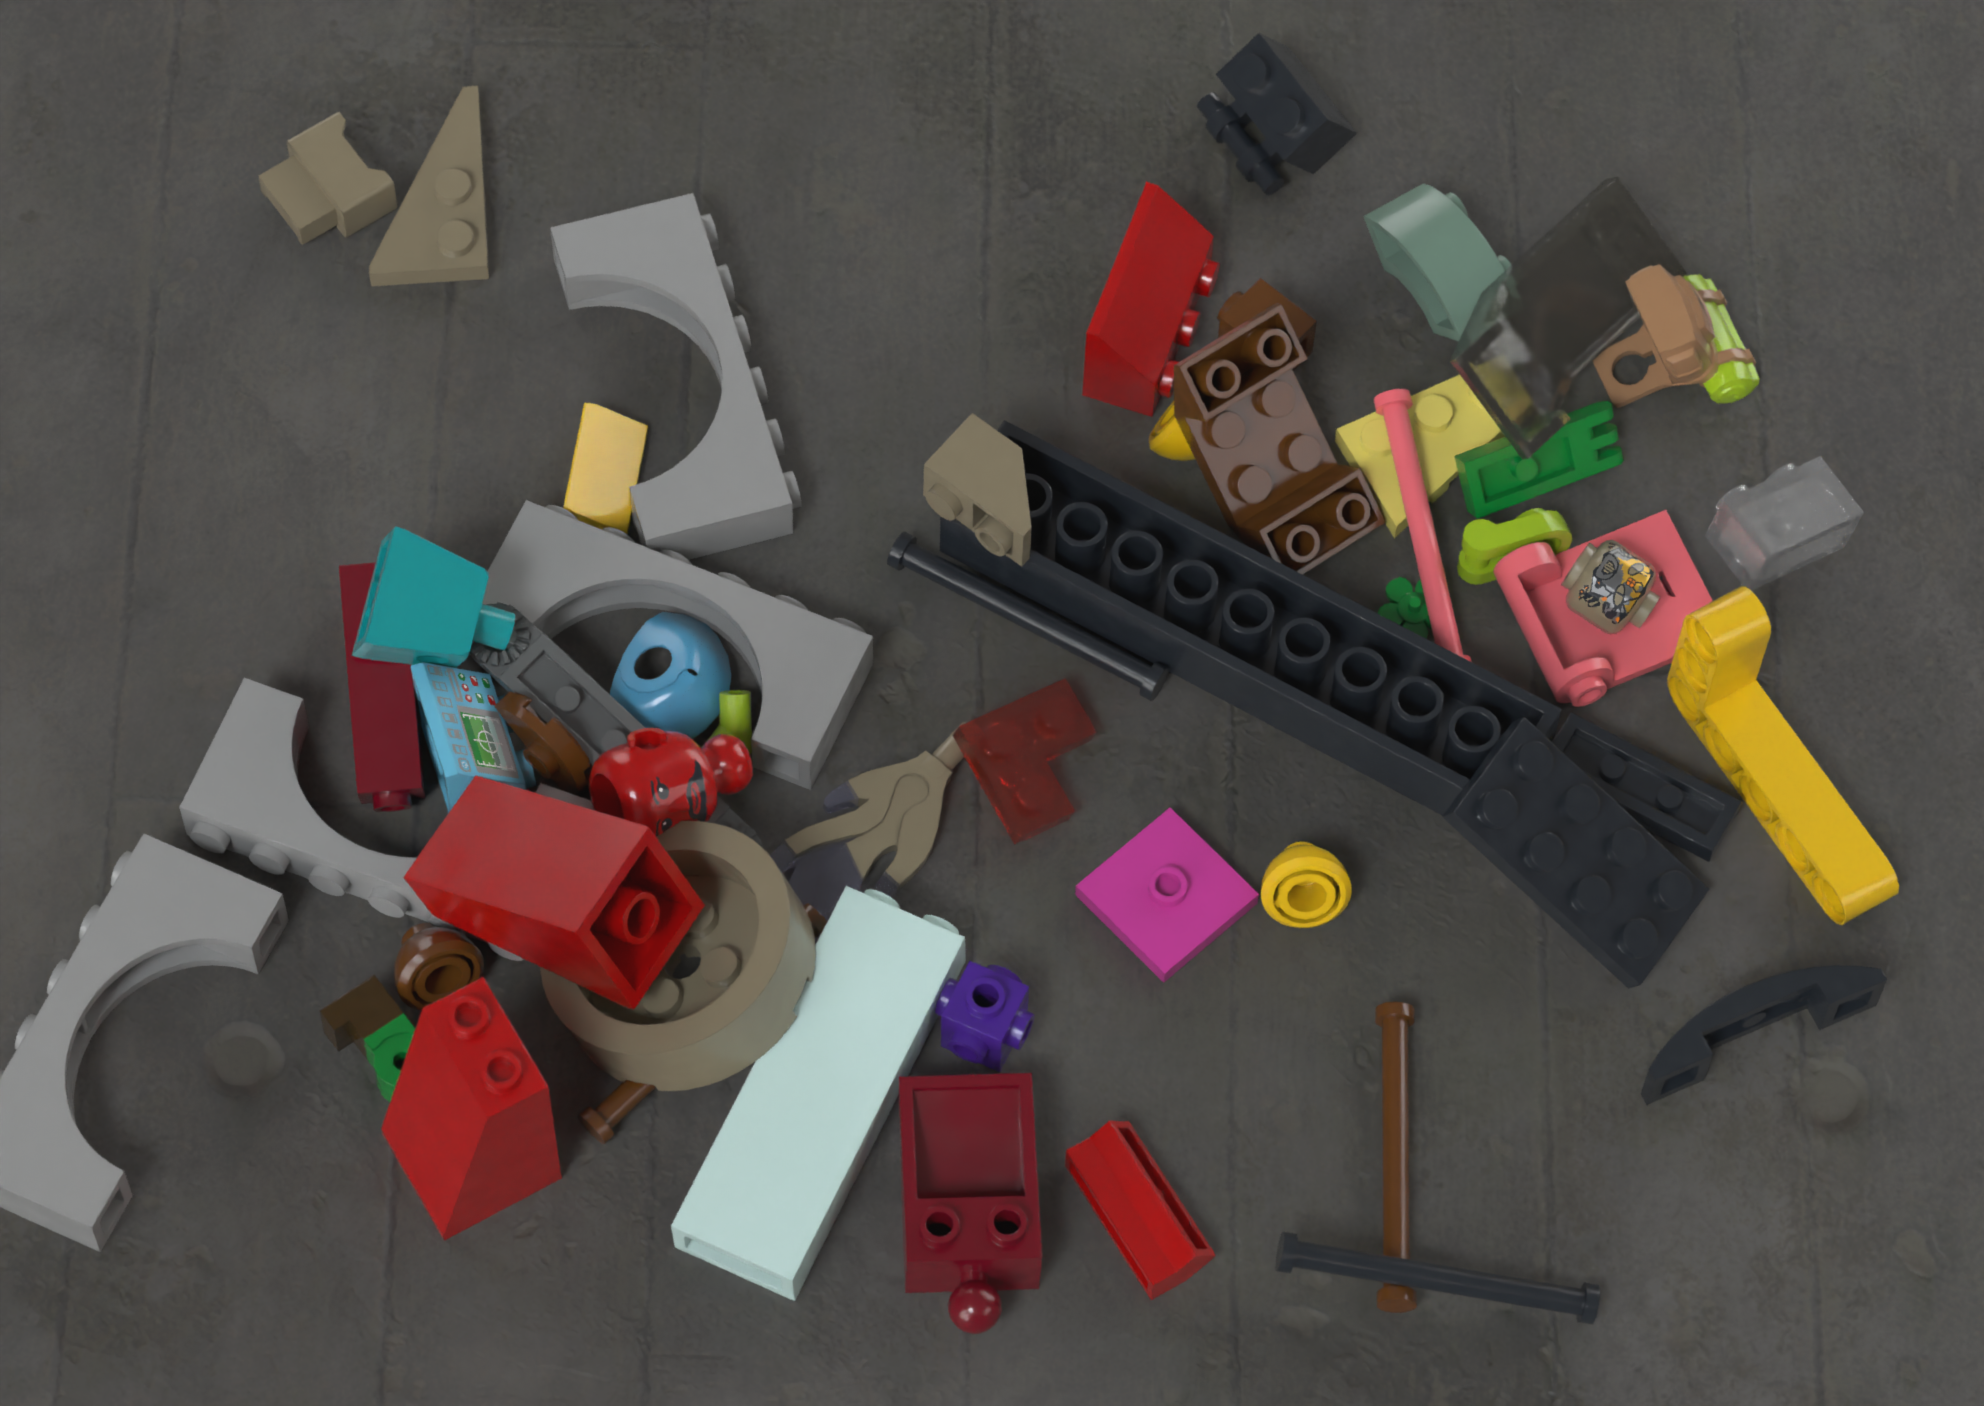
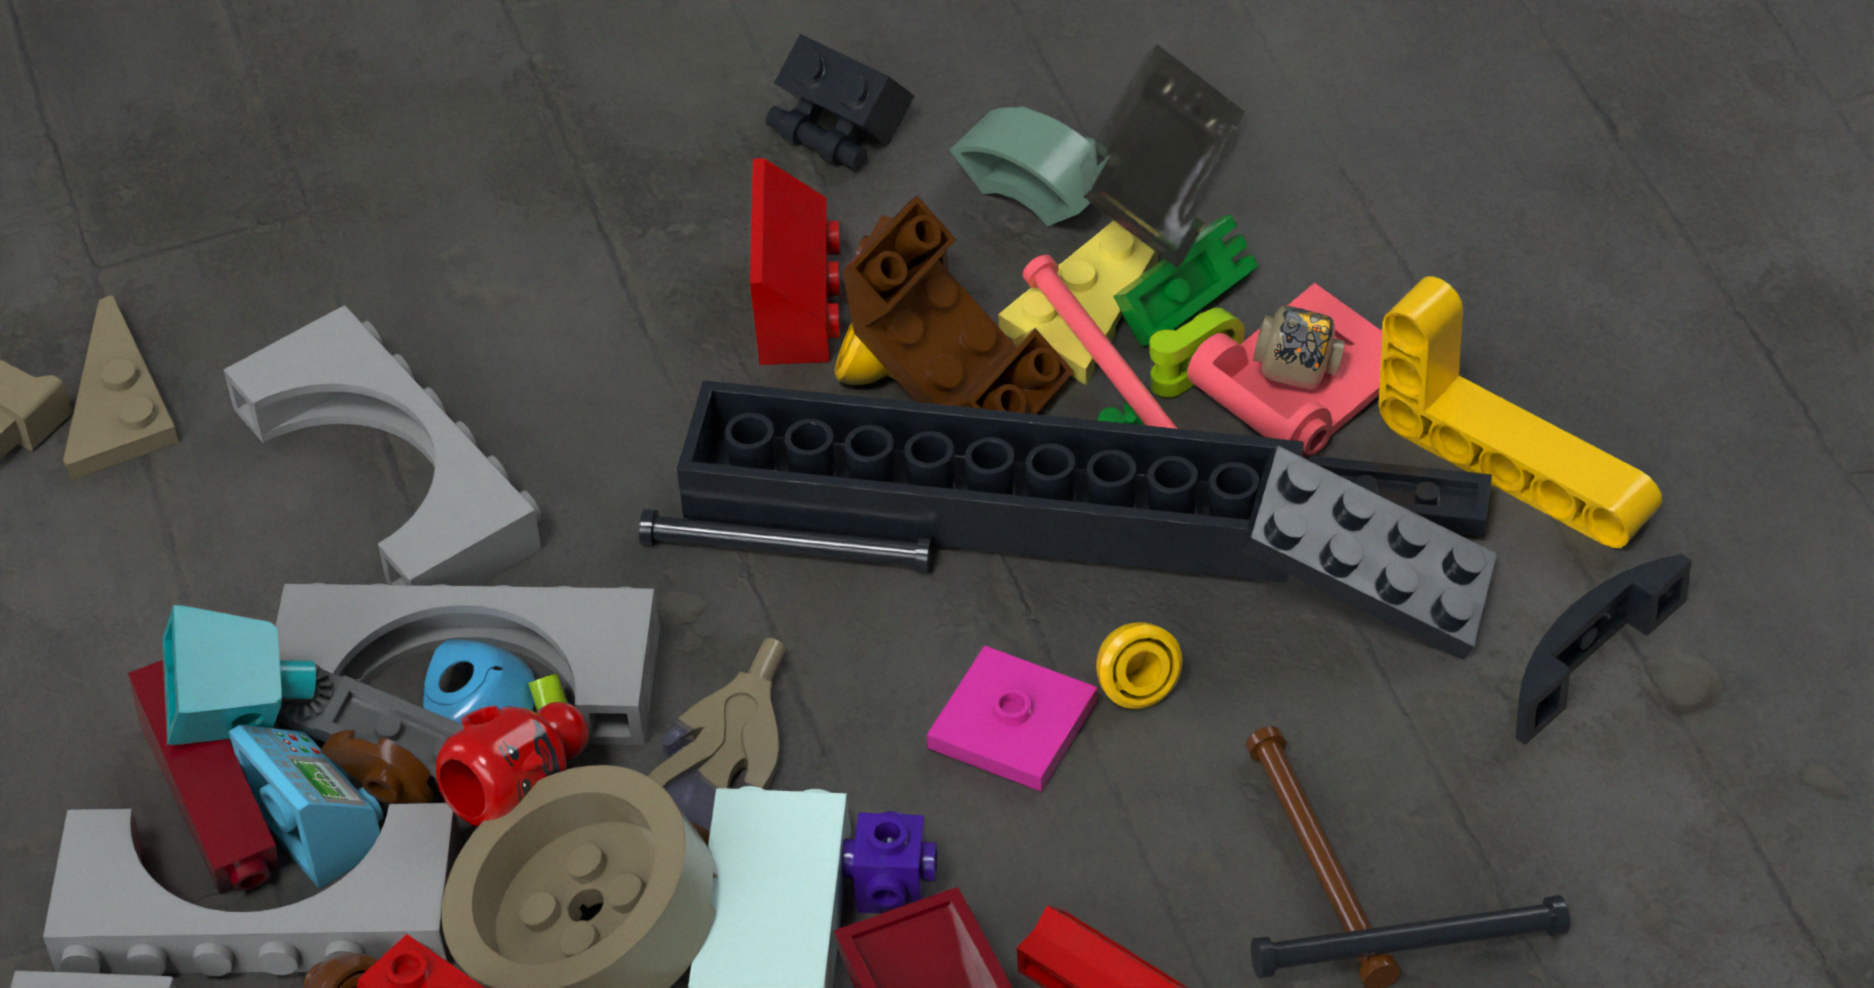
camera: 15 degrees left, 15 degrees down
(558, 887) = (448, 861): red slope -> none
(604, 467) = (346, 541): yellow slope -> none
(982, 485) = (709, 427): dark tan slope -> none
(1011, 754) = (824, 652): clear red plate -> none
(1687, 335) = (1266, 151): medium nougat piece -> none
(1783, 522) = (1420, 244): clear brick -> none

